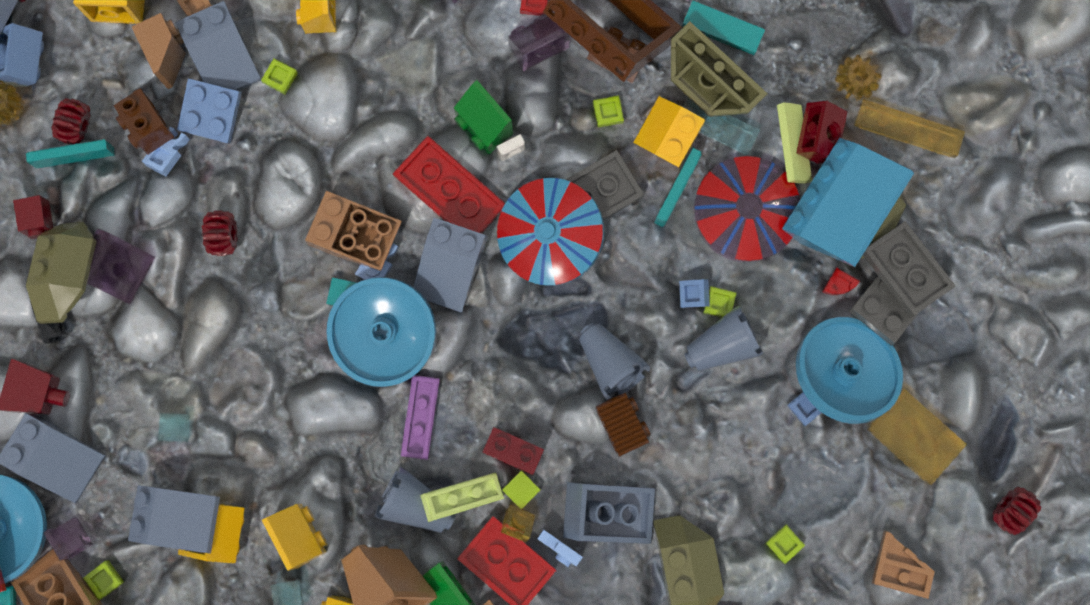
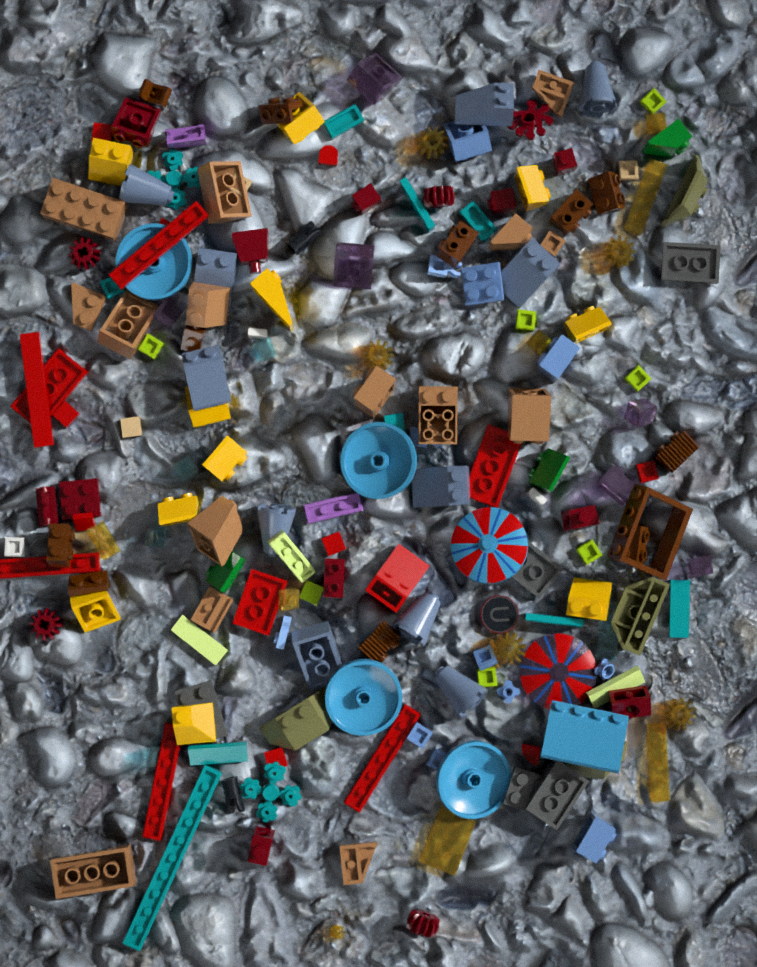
camera: 70 degrees right, 5 degrees up
(60, 270) = (337, 235): olive wedge -> none
(79, 480) = (207, 305): none -> medium nougat slope
(96, 388) = (269, 289): none -> yellow slope
(113, 45) = (501, 201): none -> dark red brick
(113, 516) = (192, 338): none -> reddish brown bracket
(122, 85) = (478, 220): none -> teal tile
(147, 427) = (258, 333): none -> white tile
(219, 233) = (402, 327): dark red gear -> none
(253, 275) = (384, 353): none -> clear yellow gear
(285, 298) = (374, 392): none -> medium nougat brick
(314, 69) = (539, 342): none -> clear yellow plate
(342, 51) = (560, 355): none -> medium blue brick
(402, 115) = (528, 415): none -> medium nougat slope
(467, 434) = (333, 543): none -> red tile
(546, 368) = (397, 578): none -> slope
(560, 102) = (580, 517): none -> dark red torso
(644, 255) = (499, 614): none -> black tile
(686, 473) = (363, 697): none -> dark azure dish
(689, 250) = (505, 654): none -> clear yellow gear
(745, 288) = (508, 686): none -> medium blue plate
(764, 419) = (419, 735): none -> medium blue plate
(766, 148) = (604, 669): none -> medium blue plate
(776, 481) = (382, 758): none -> red tile
(785, 544) = (343, 779): lime tile -> none
(982, 243) = (594, 838): none -> medium blue brick

